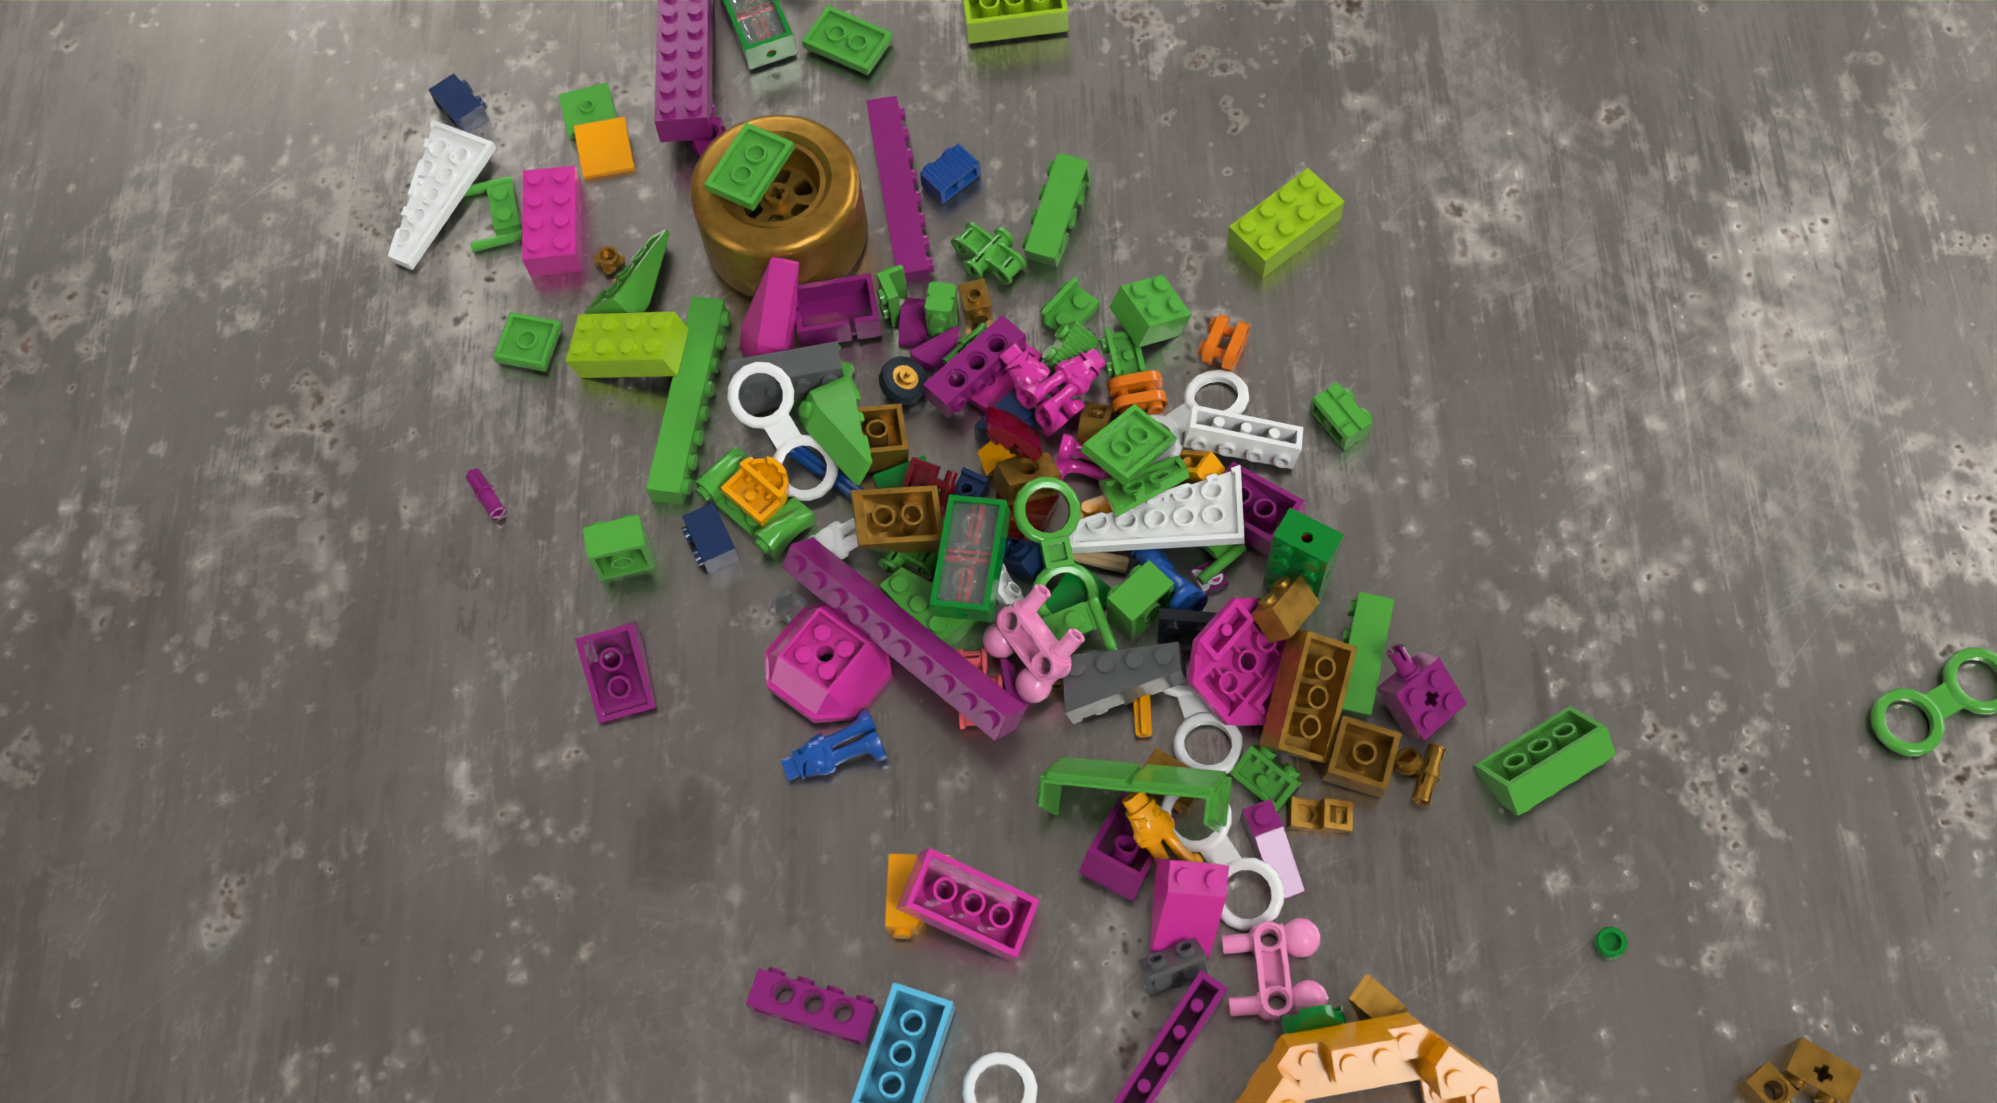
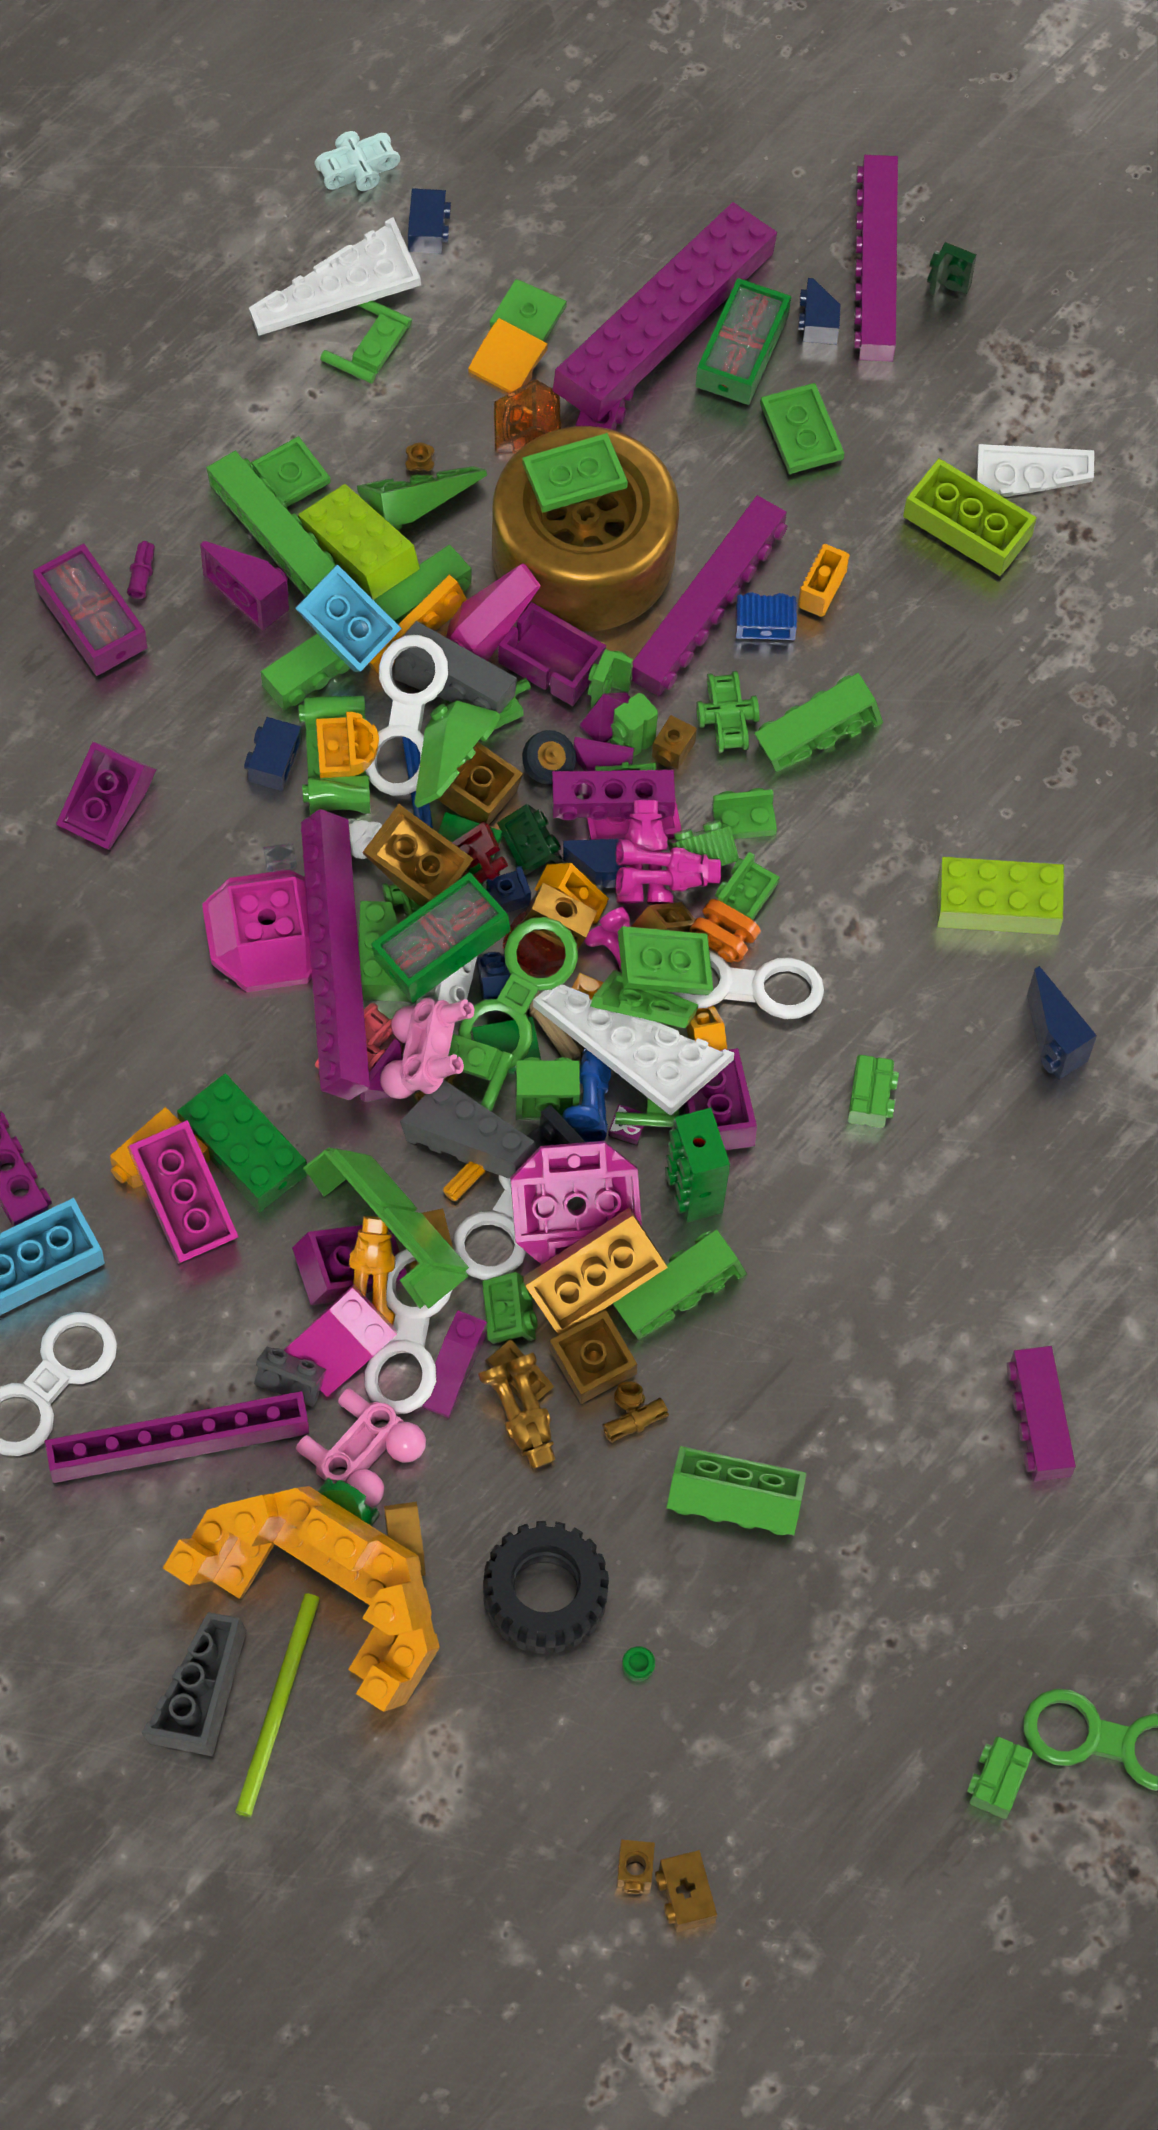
camera: 35 degrees right, 0 degrees up
(369, 104) = (357, 161): none -> light aqua axle
(476, 549) = (90, 609): none -> brick
(552, 221) = (404, 386): dark pink brick -> none
(574, 436) = (247, 582): none -> magenta slope
(577, 386) = (270, 521): none -> bright green brick
(618, 547) = (195, 700): bright green brick -> none
(659, 176) = (525, 416): none -> clear orange slope
(682, 398) = (347, 619): none -> medium azure slope
(726, 349) = (431, 612): none -> light orange wing
(819, 757) = (190, 991): blue piece -> none
(944, 445) = (529, 838): none -> dark green bracket
(964, 118) = (823, 580): none -> light orange brick
(968, 828) = (243, 1143): none -> green brick
(1010, 430) = (583, 868): dark red slope -> none
(1150, 310) = (803, 871): bright green brick -> none
(1217, 330) = (841, 950): orange brick -> none
(1243, 437) = (766, 1036): white brick -> none
(1285, 608) = (641, 1187): pearl gold brick -> none
(1368, 844) = (527, 1427): none -> pearl gold piece
(1410, 271) = (1059, 1029): none -> dark blue slope
(1420, 693) = (686, 1333): magenta brick -> none
(1526, 917) = (552, 1546): none -> black tyre
(1671, 527) = (1041, 1413): none -> magenta brick
(1913, 793) = (1000, 1777): none -> bright green brick

